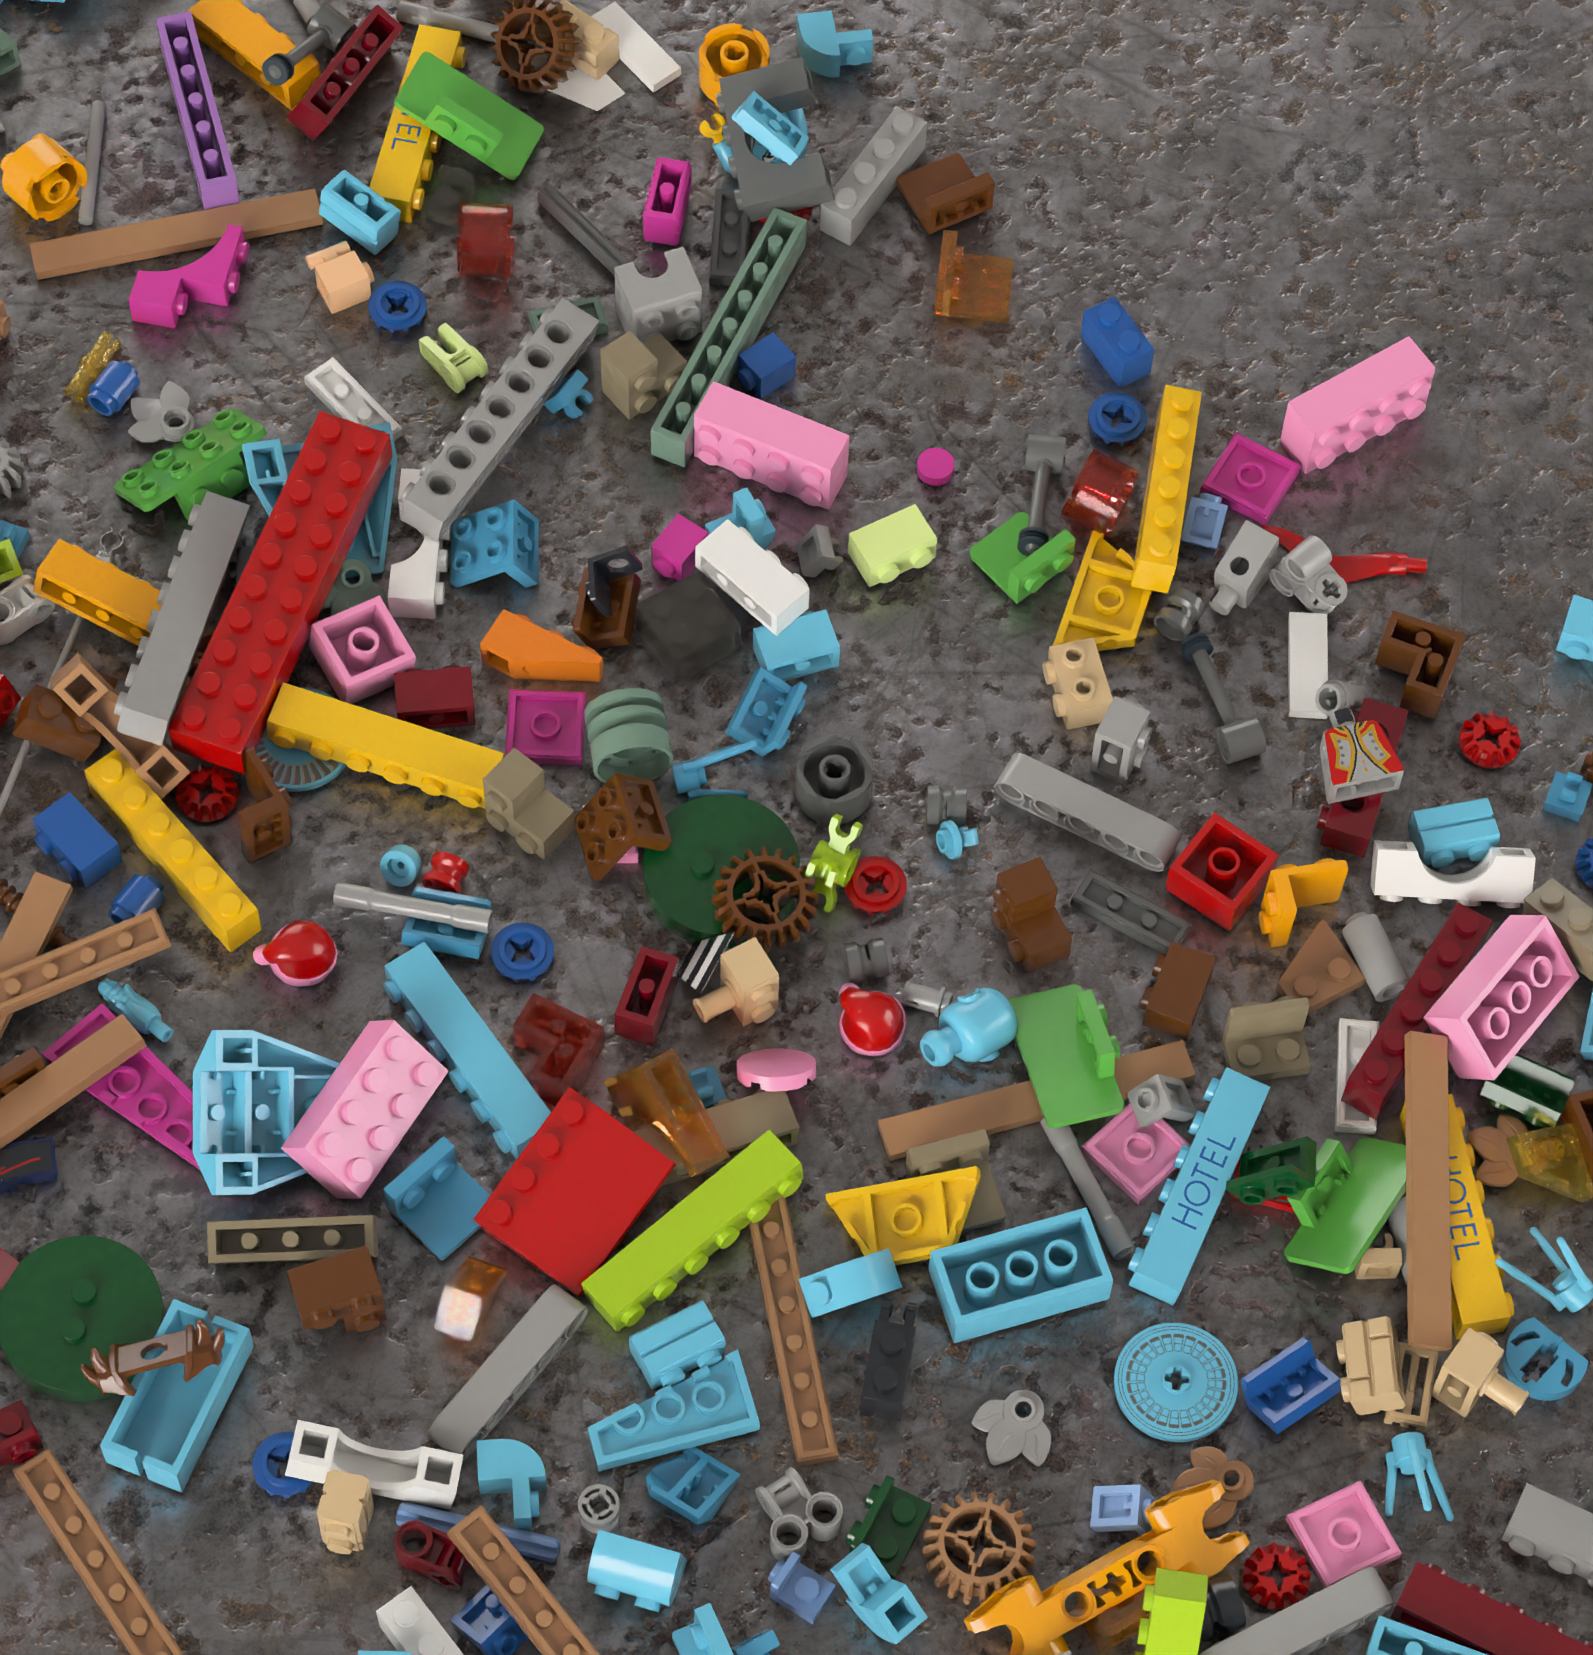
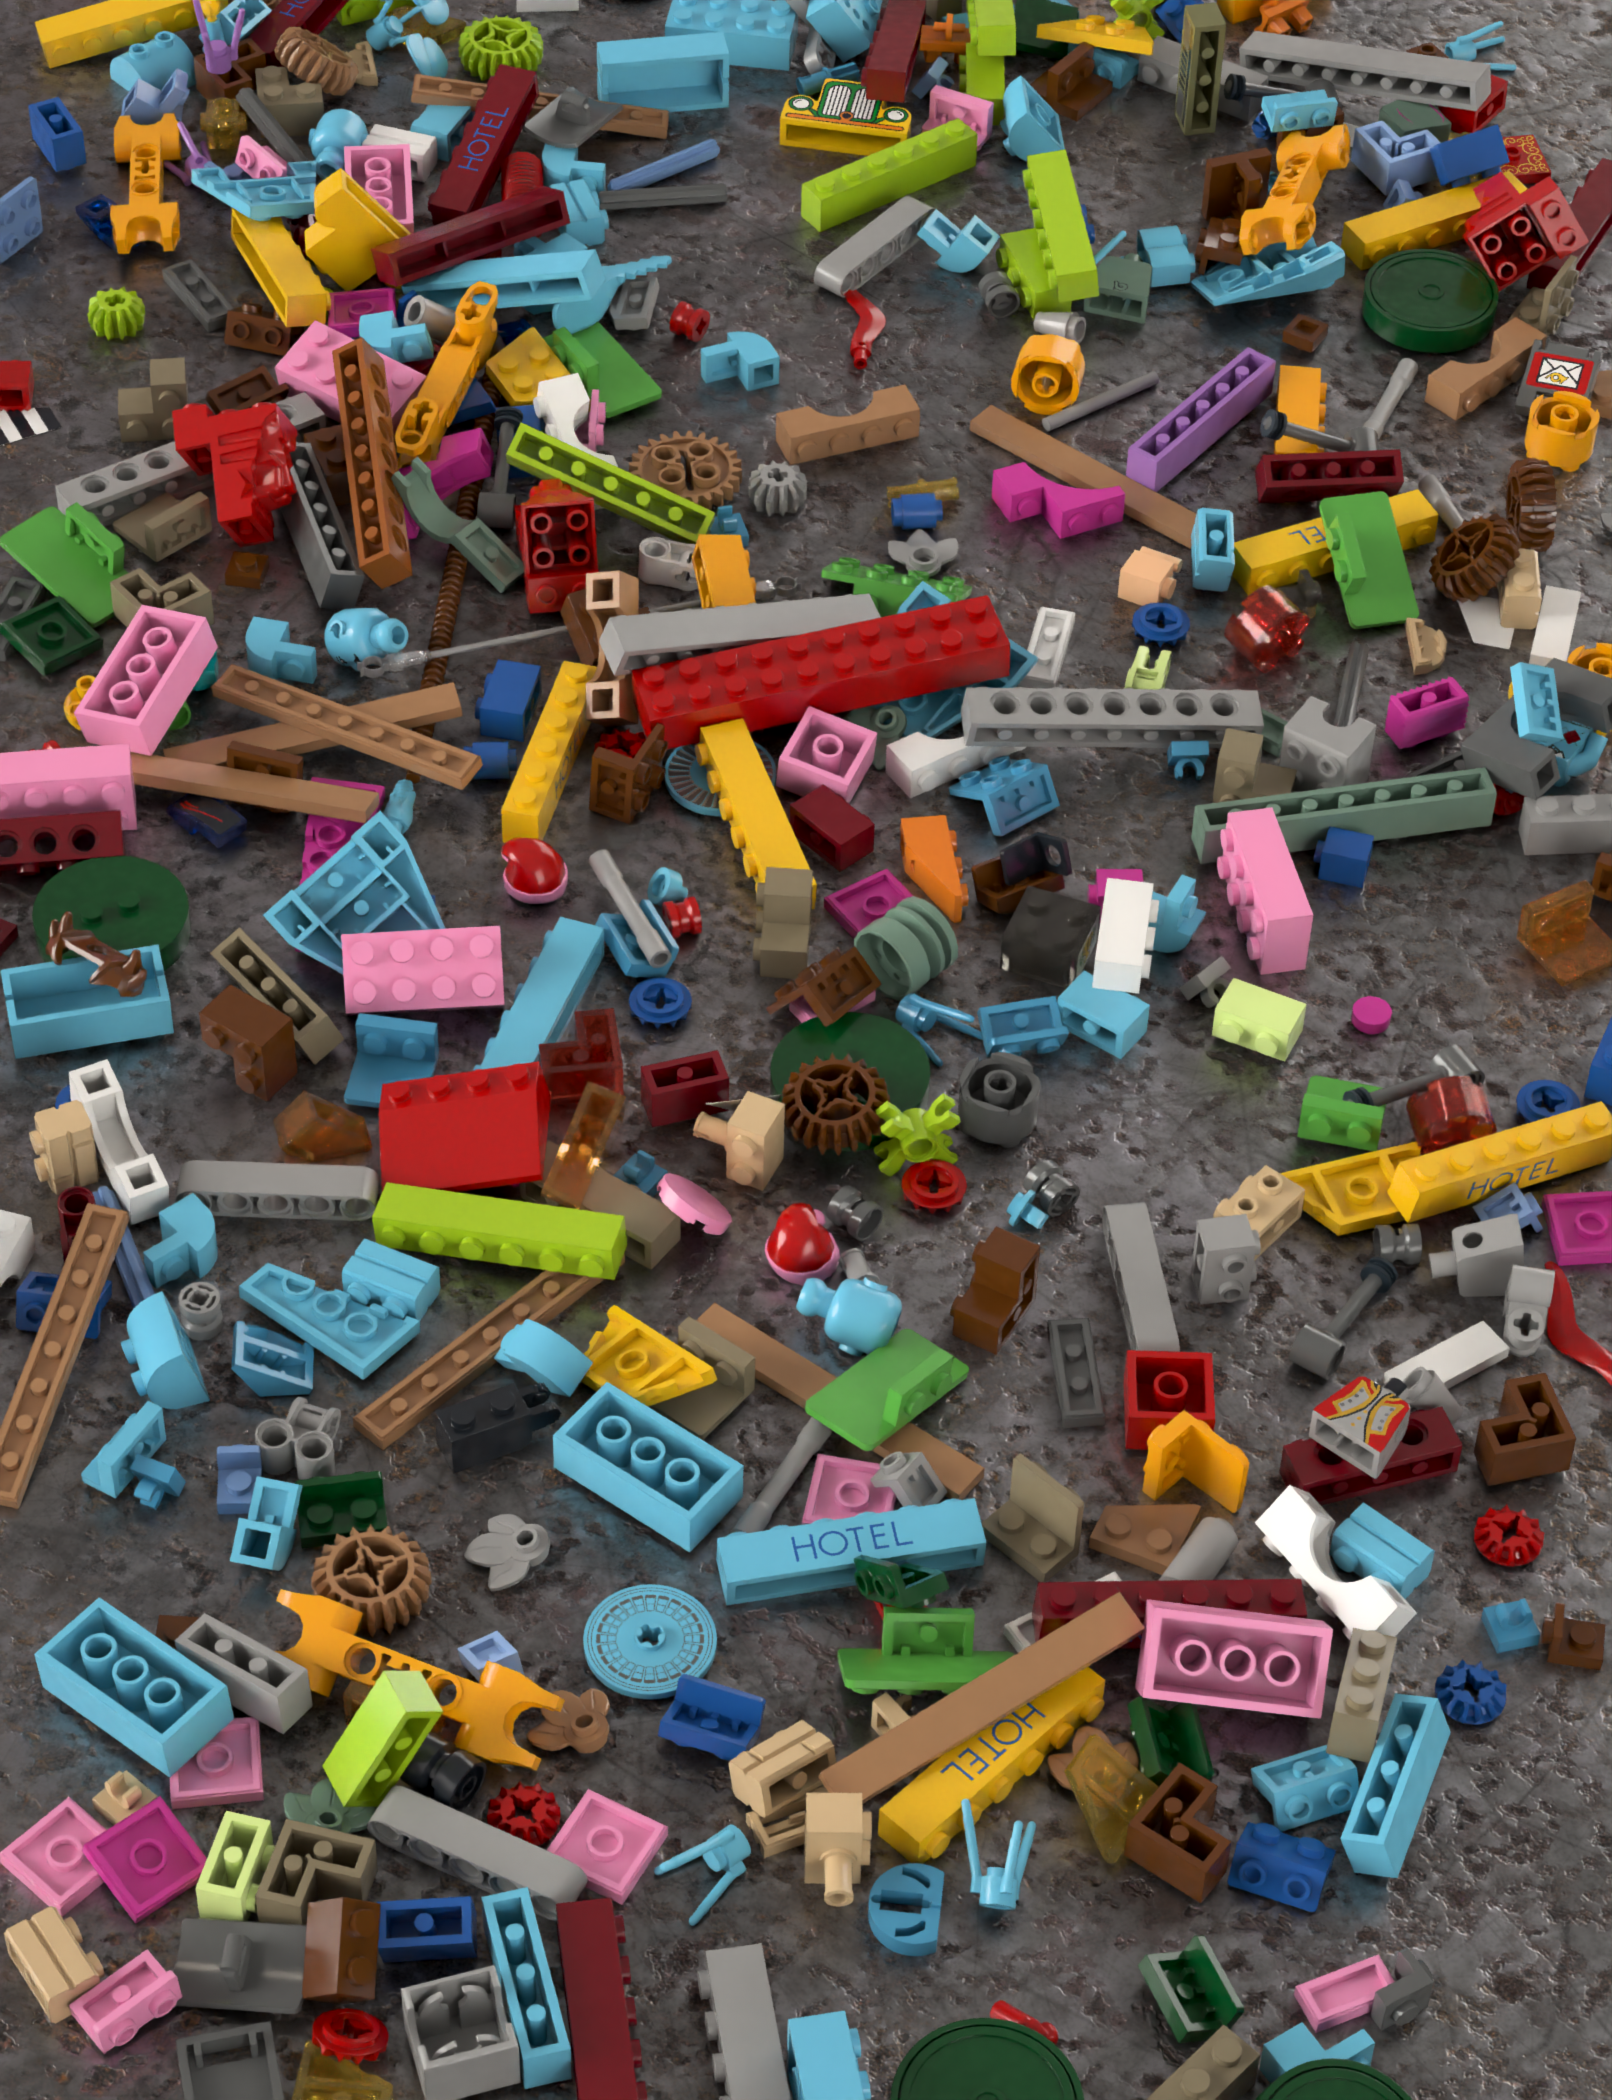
camera: 55 degrees right, 15 degrees down
(577, 145) = (1425, 646): none -> tan tile
(1177, 991) = (1035, 1430): reddish brown brick -> none

